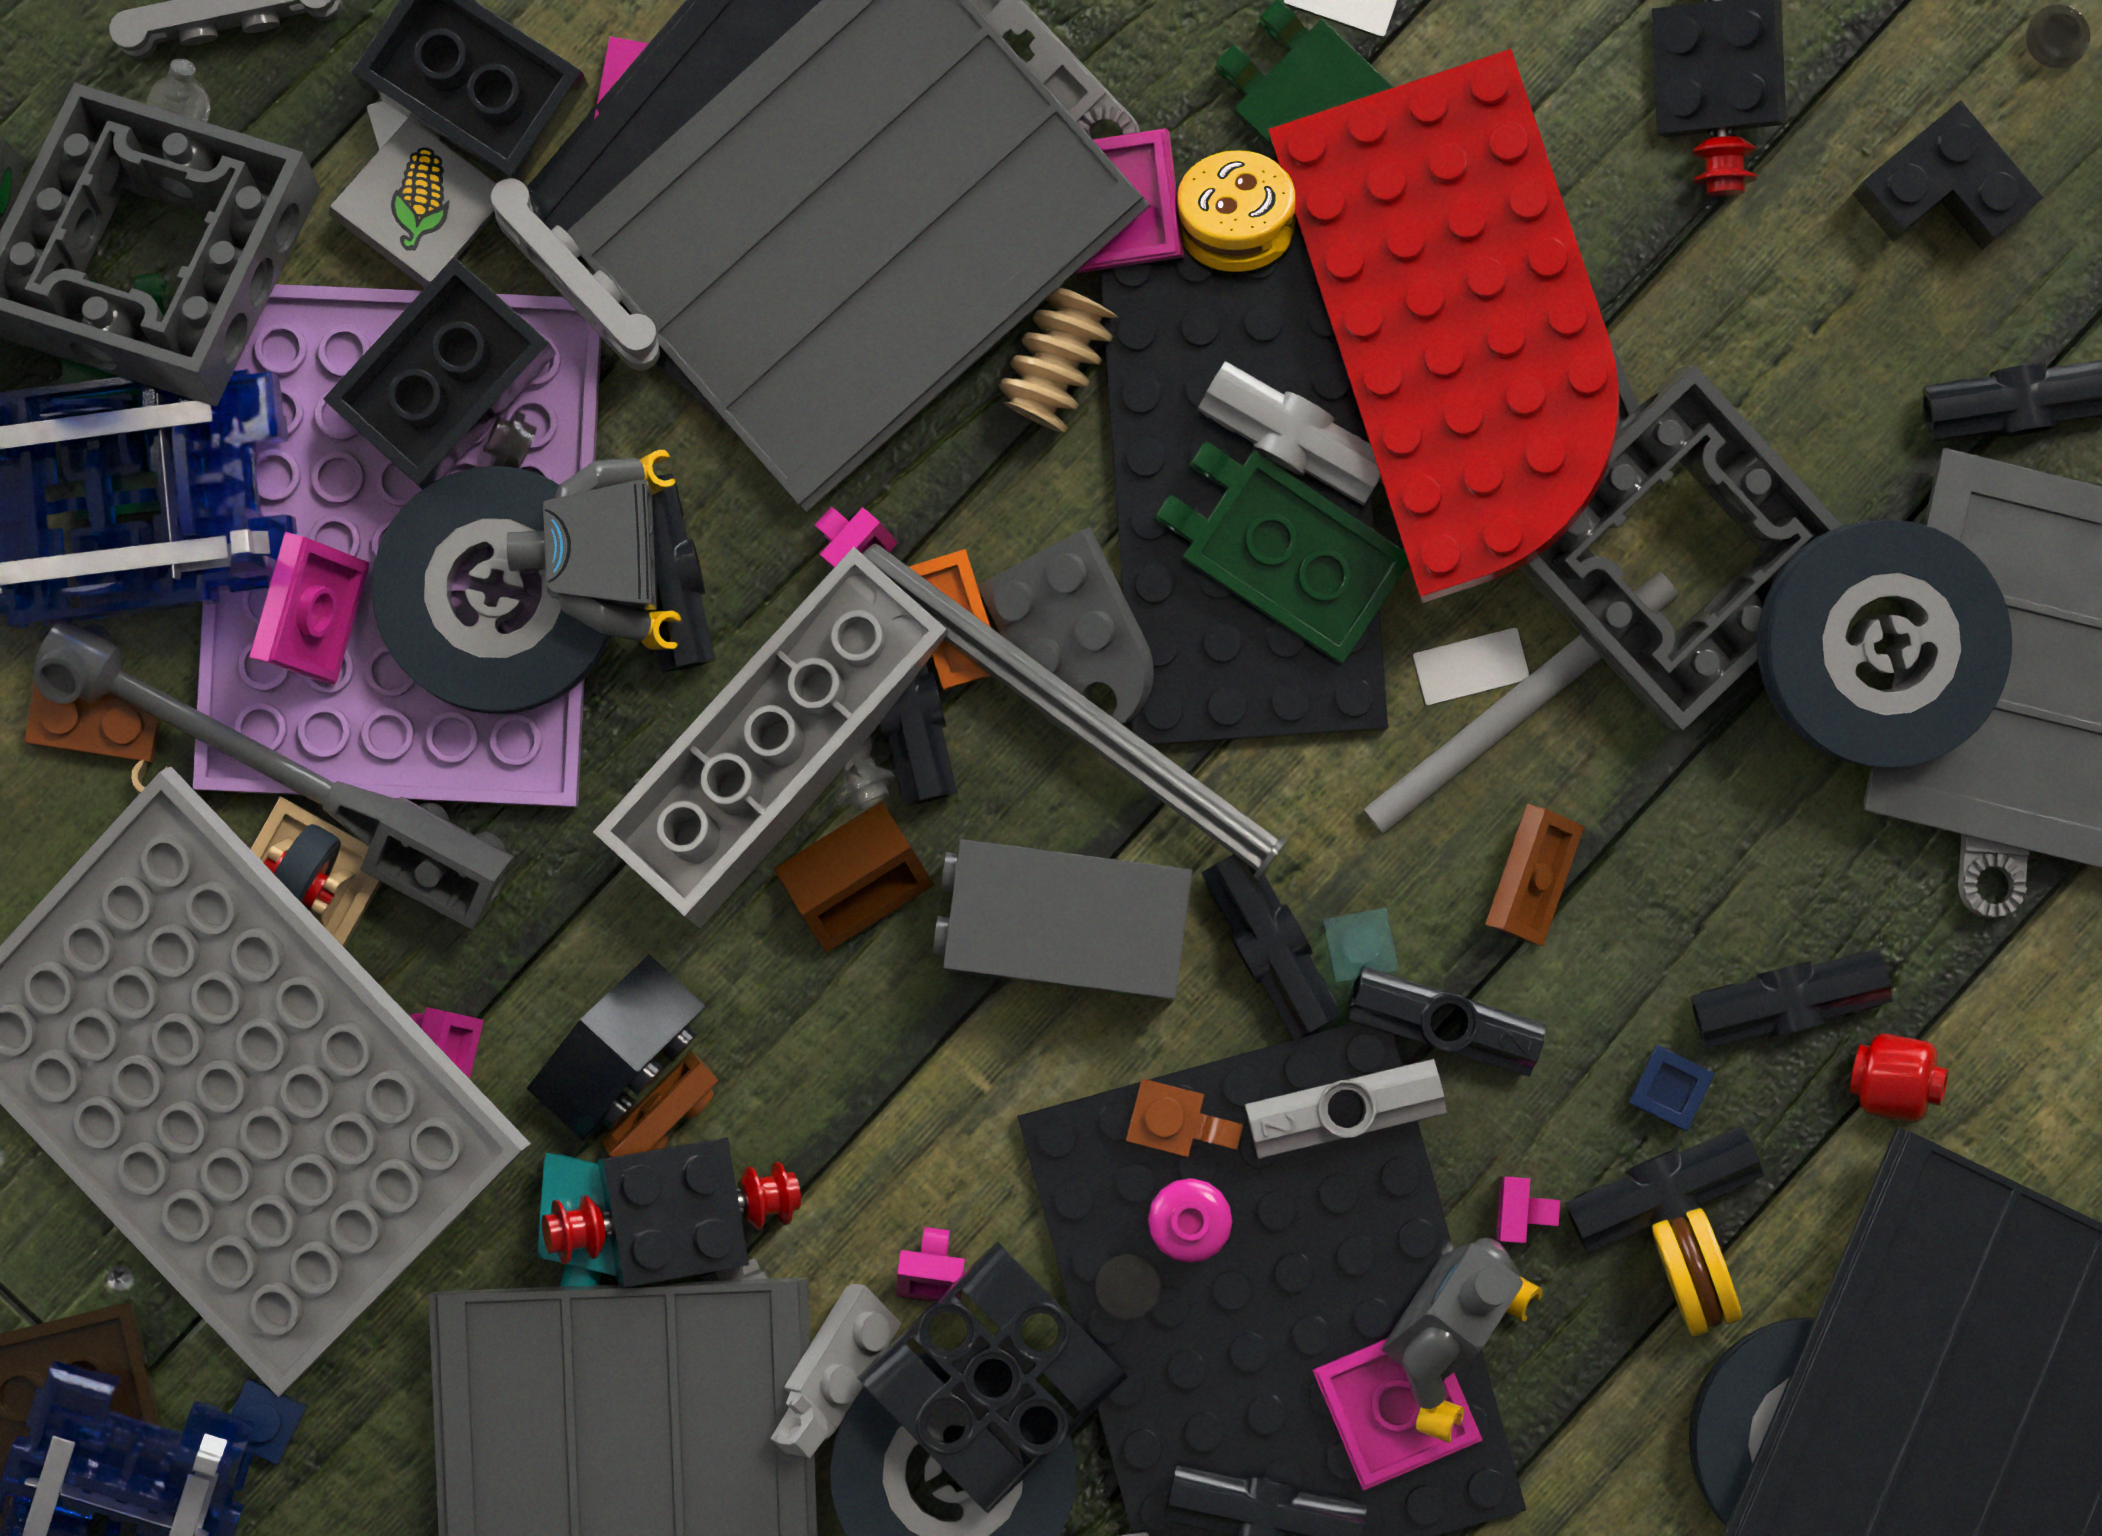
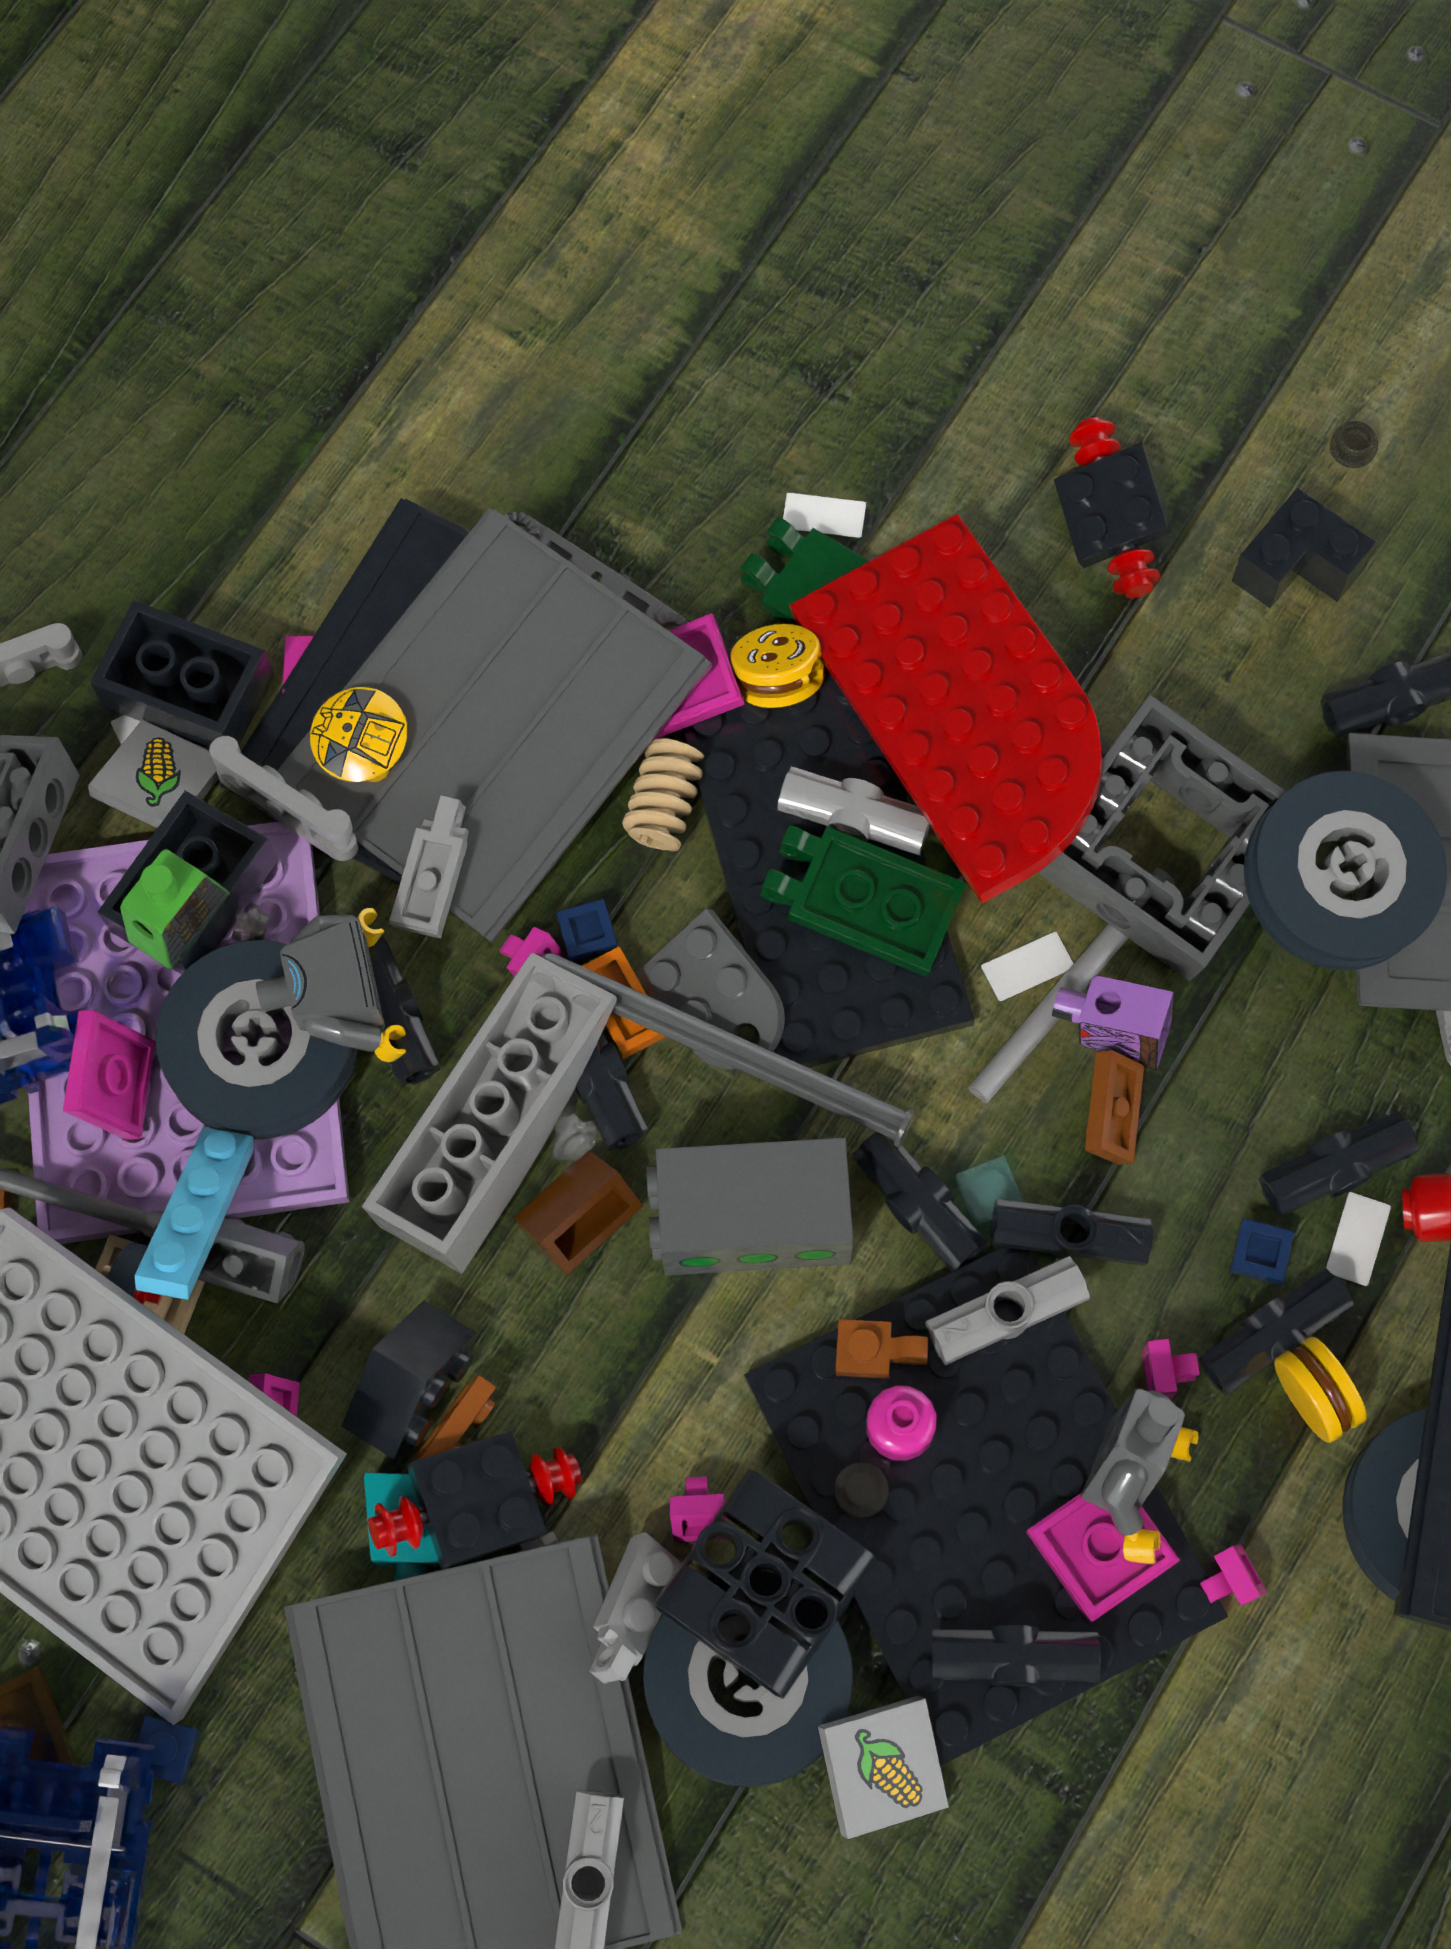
camera: 10 degrees left, 15 degrees down
(391, 806) = (194, 1214): none -> medium azure plate
(418, 421) = (172, 904): none -> bright green torso
(684, 208) = (358, 735): none -> yellow dish
(747, 413) = (431, 871): none -> light grey hinge
(928, 517) = (586, 930): none -> dark blue plate
(1545, 1467) = (1236, 1576): none -> dark pink tile
(1586, 783) = (1119, 1018): none -> medium lavender torso
(1794, 1090) = (1358, 1238): none -> white sticker

